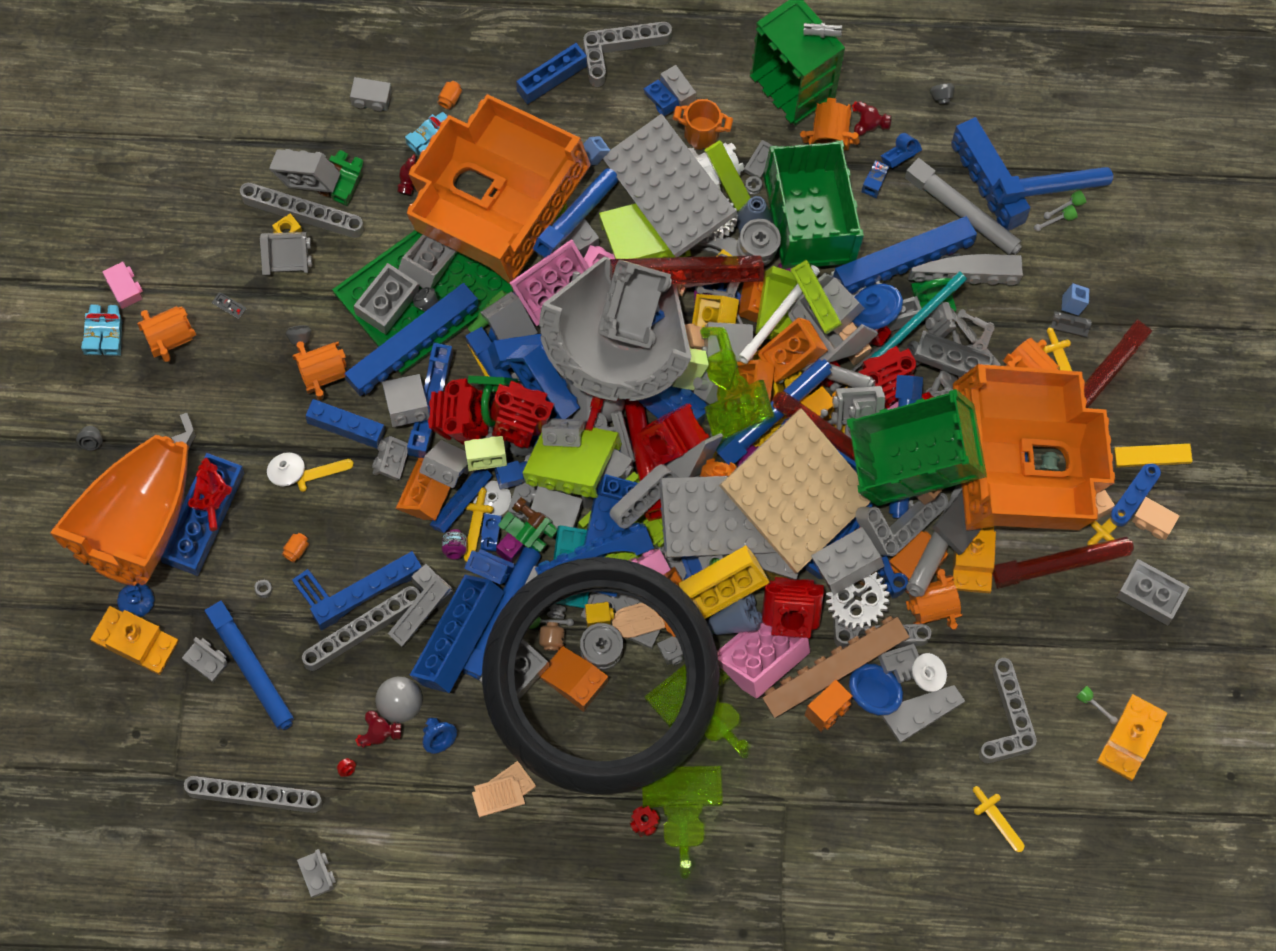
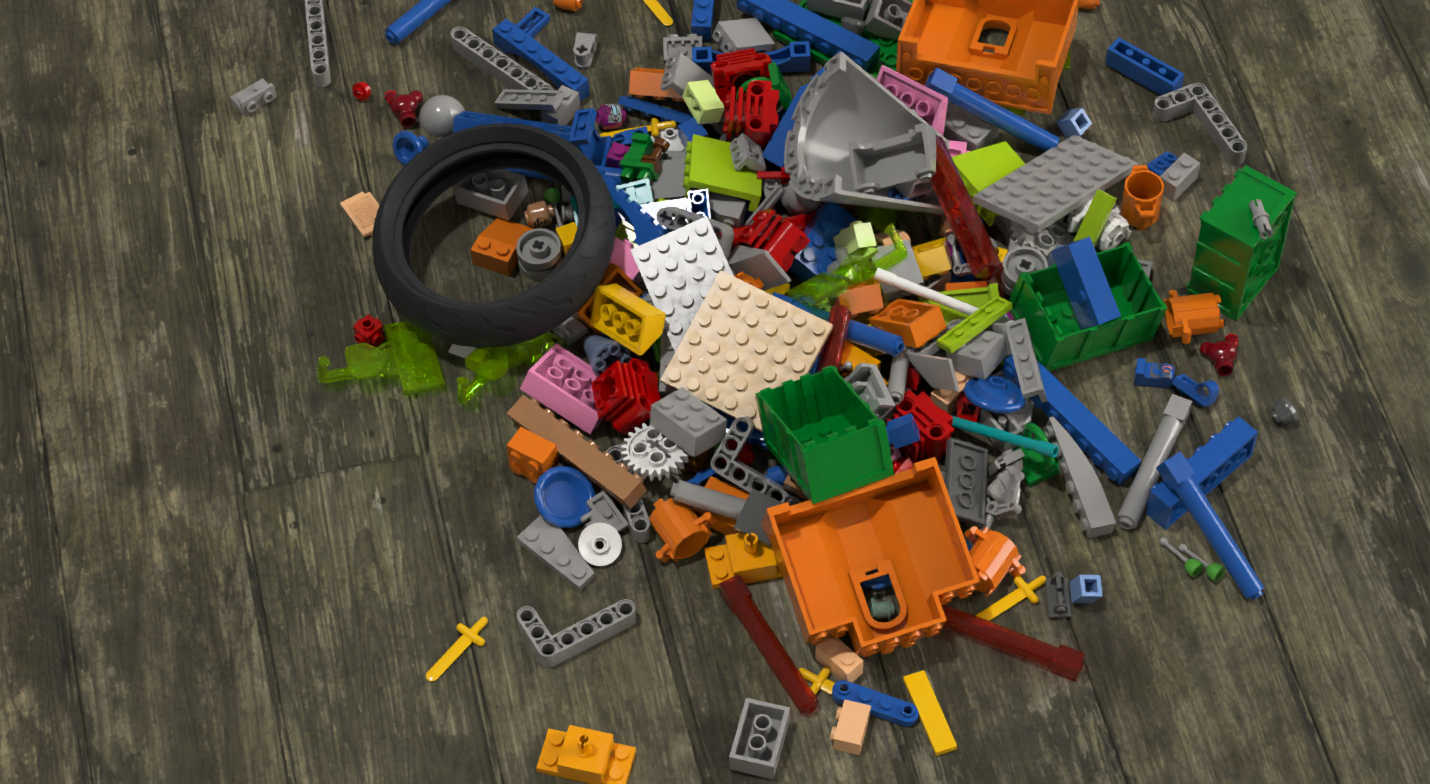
camera: 80 degrees right, 15 degrees down
(359, 545) = (584, 49): none -> light grey piece
(812, 193) = (1085, 283): none -> blue brick
(859, 269) = (1025, 359): none -> light grey fence
(1086, 696) = (620, 702): hinge -> none

